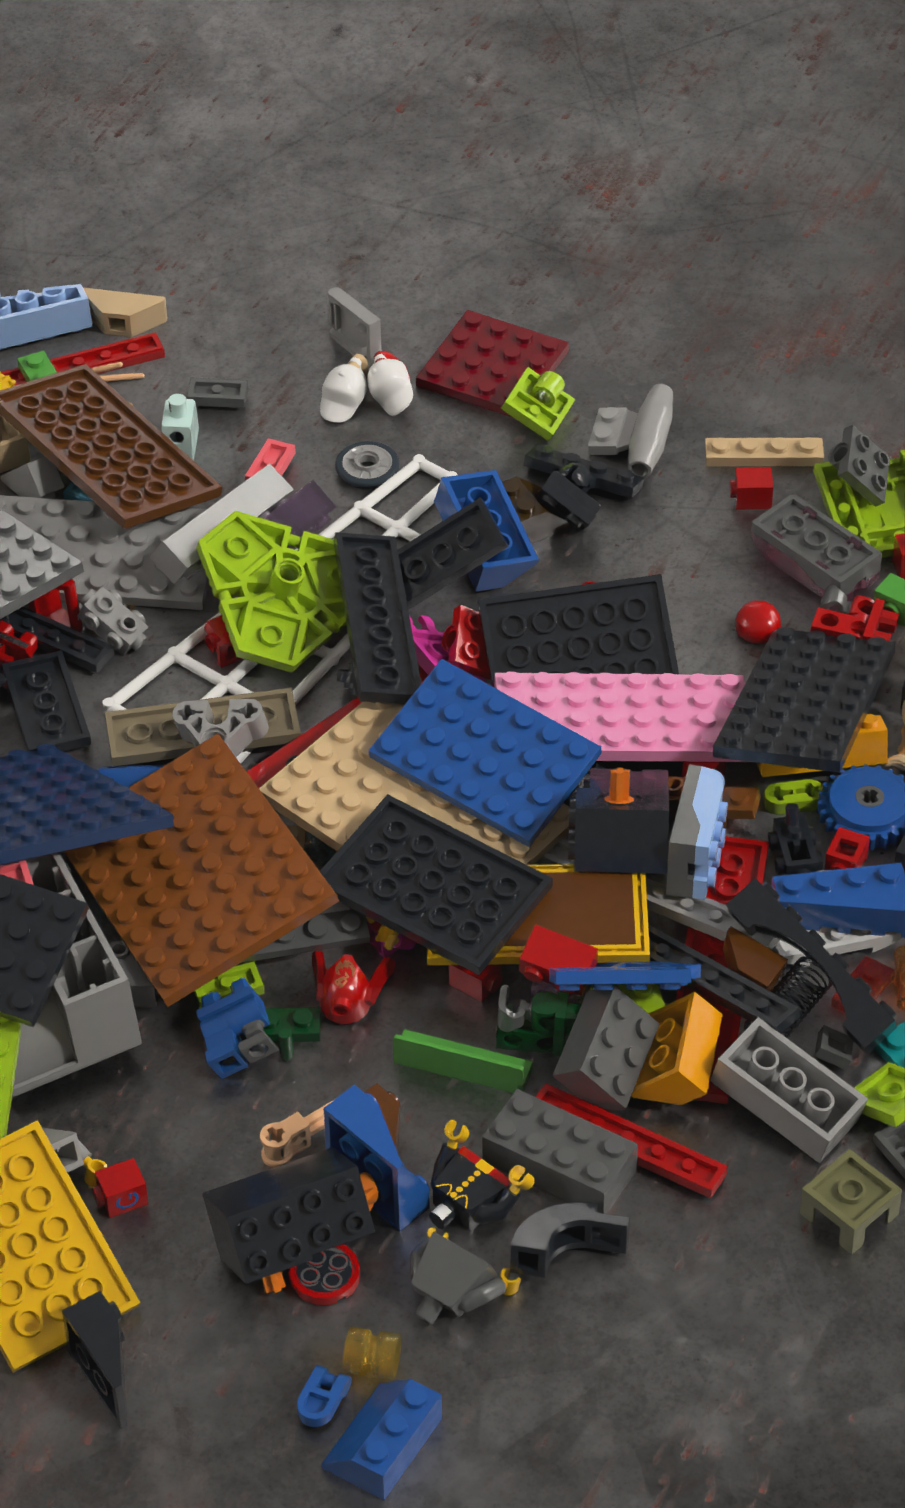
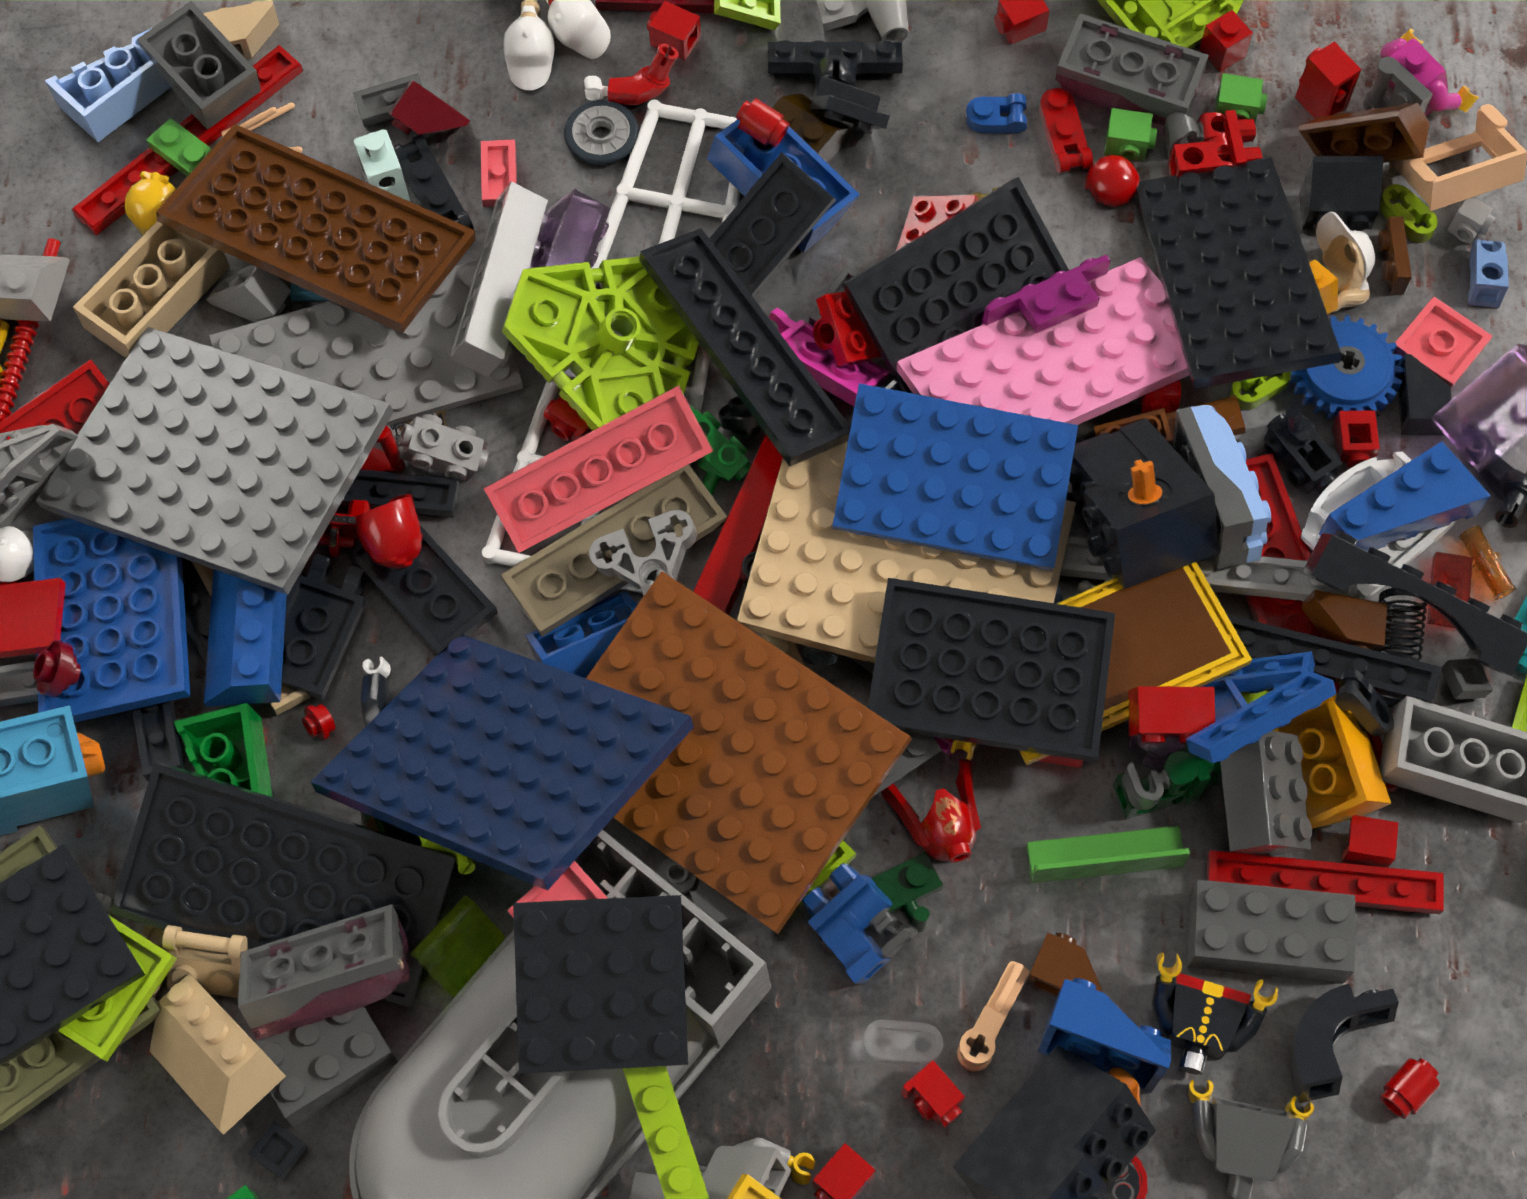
camera: 25 degrees left, 20 degrees up
(38, 652) = (391, 532): none -> red piece
(83, 319) = (200, 64): none -> dark grey slope
(214, 452) = (429, 181): none -> black plate
(220, 665) = (598, 469): none -> coral plate
(223, 1158) = (934, 1095): none -> red brick
(225, 1121) = (902, 1042): none -> clear plate
(235, 404) = (424, 112): none -> dark red slope
(321, 695) = (727, 455): none -> green brick
(412, 443) = (640, 87): none -> red arm
(465, 414) = (674, 27): none -> red brick
(482, 478) = (762, 122): none -> red brick
(607, 1297) = (1410, 1087): none -> red brick
(646, 671) = (1054, 299): none -> magenta bracket
(681, 1122) = (1371, 842): none -> red panel
(692, 549) = (984, 114): none -> blue plate
(721, 1013) = (1365, 703): none -> black plate
(740, 576) = (1064, 131): none -> red plate
(790, 594) = (1129, 134): none -> bright green brick

